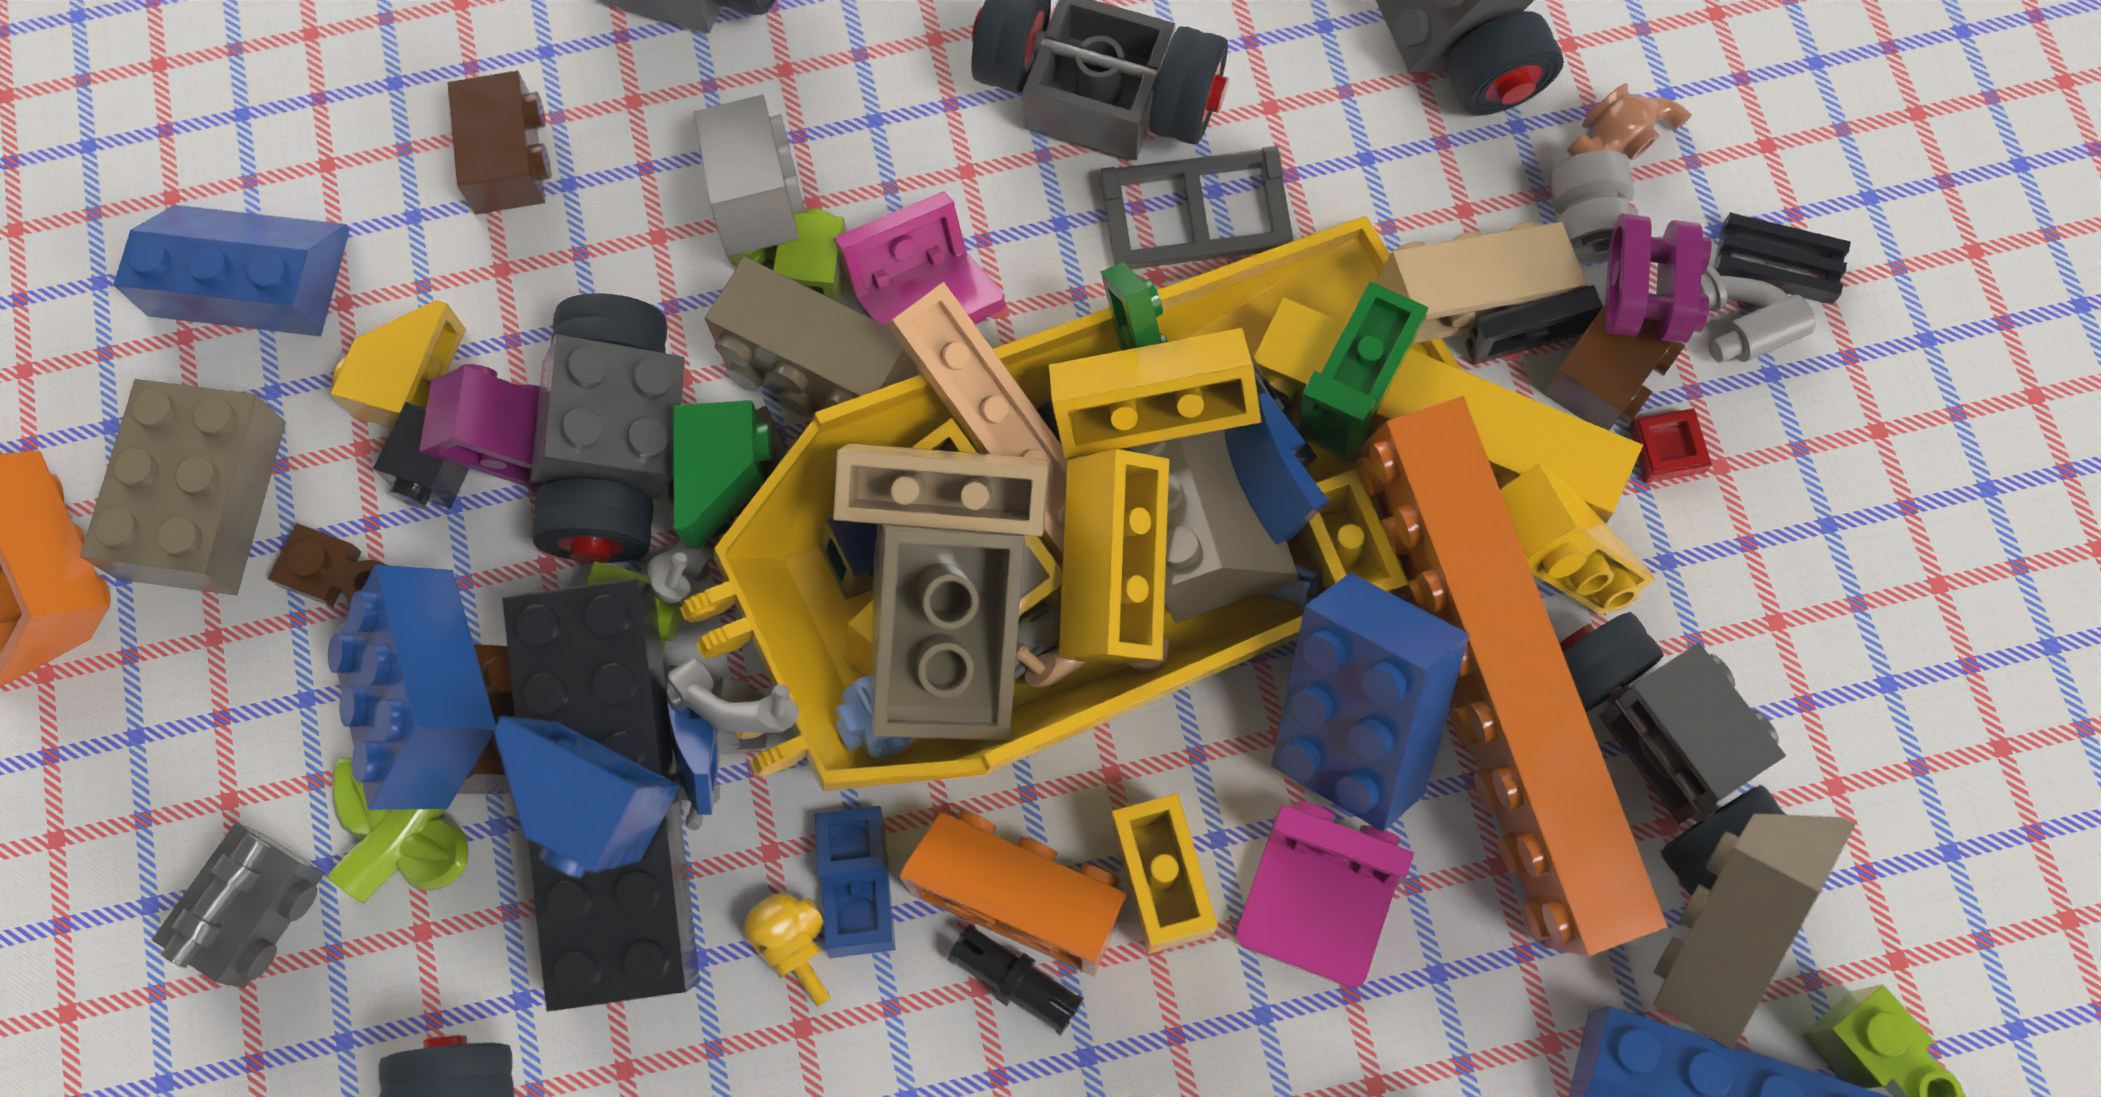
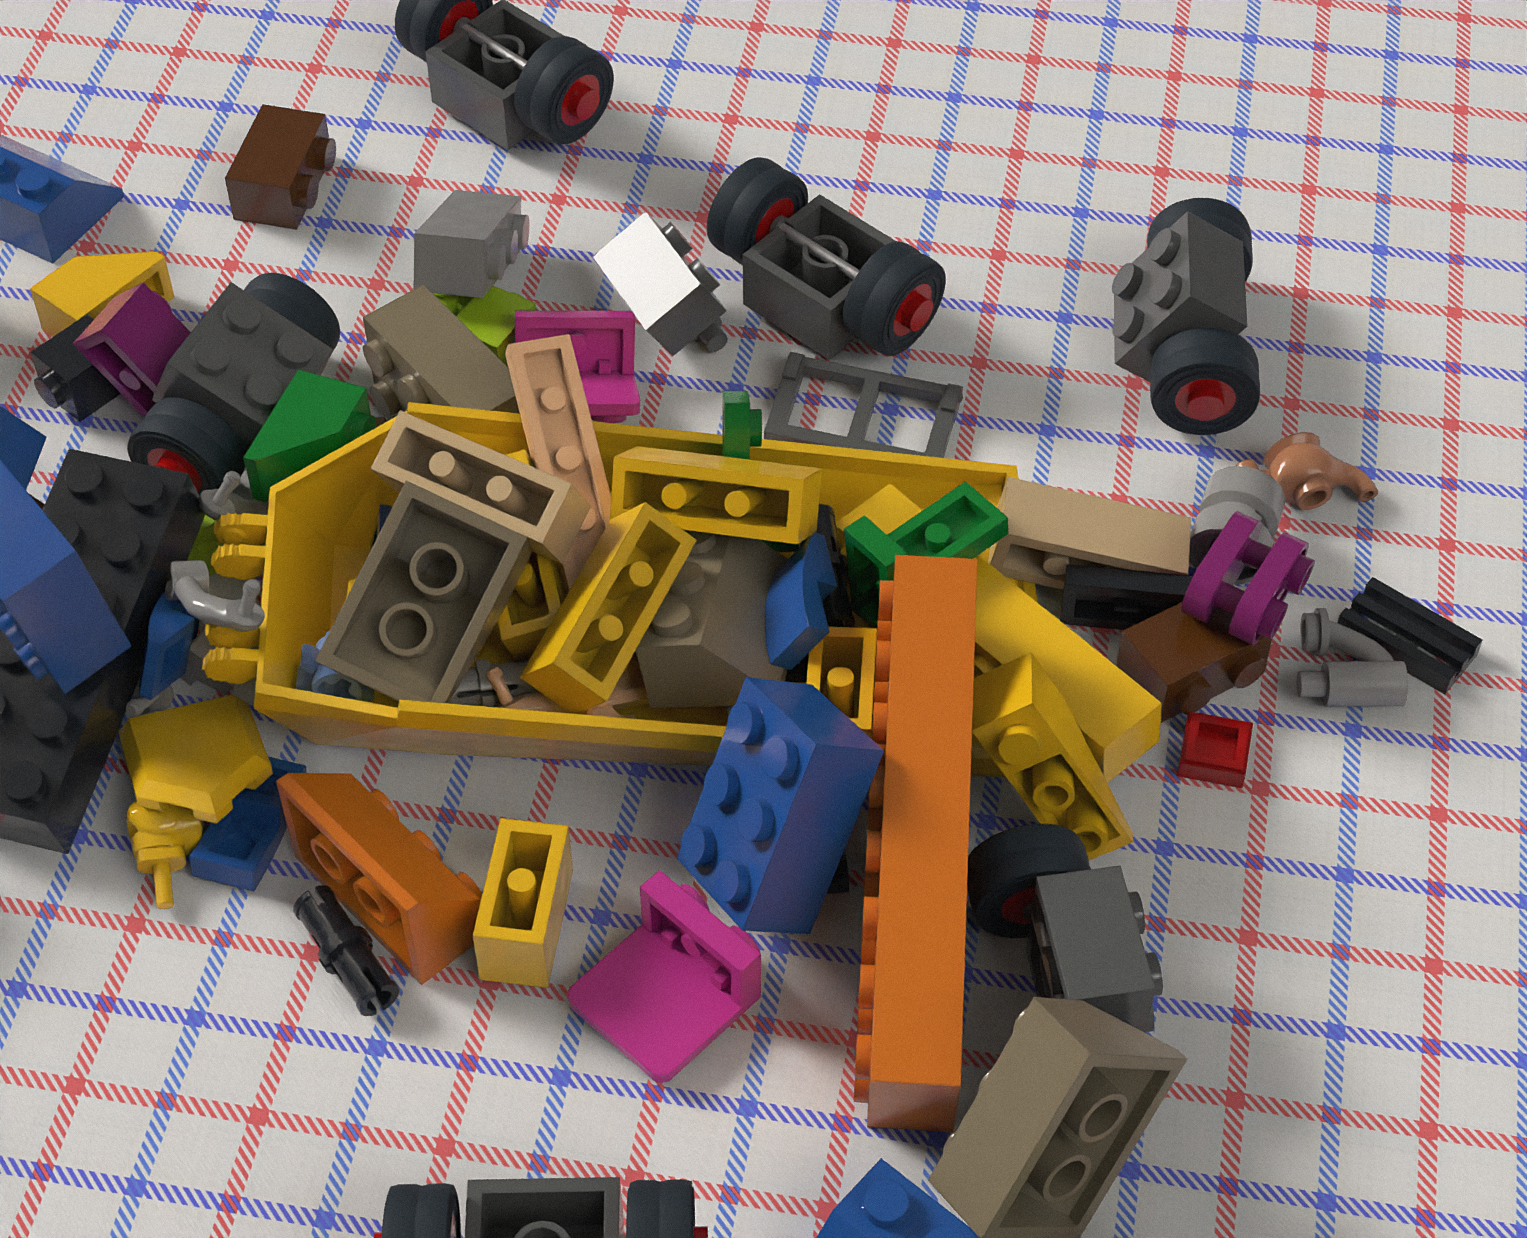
camera: 20 degrees right, 20 degrees down
(780, 851) = (195, 756): none -> yellow tile
(955, 149) = (662, 286): none -> brick

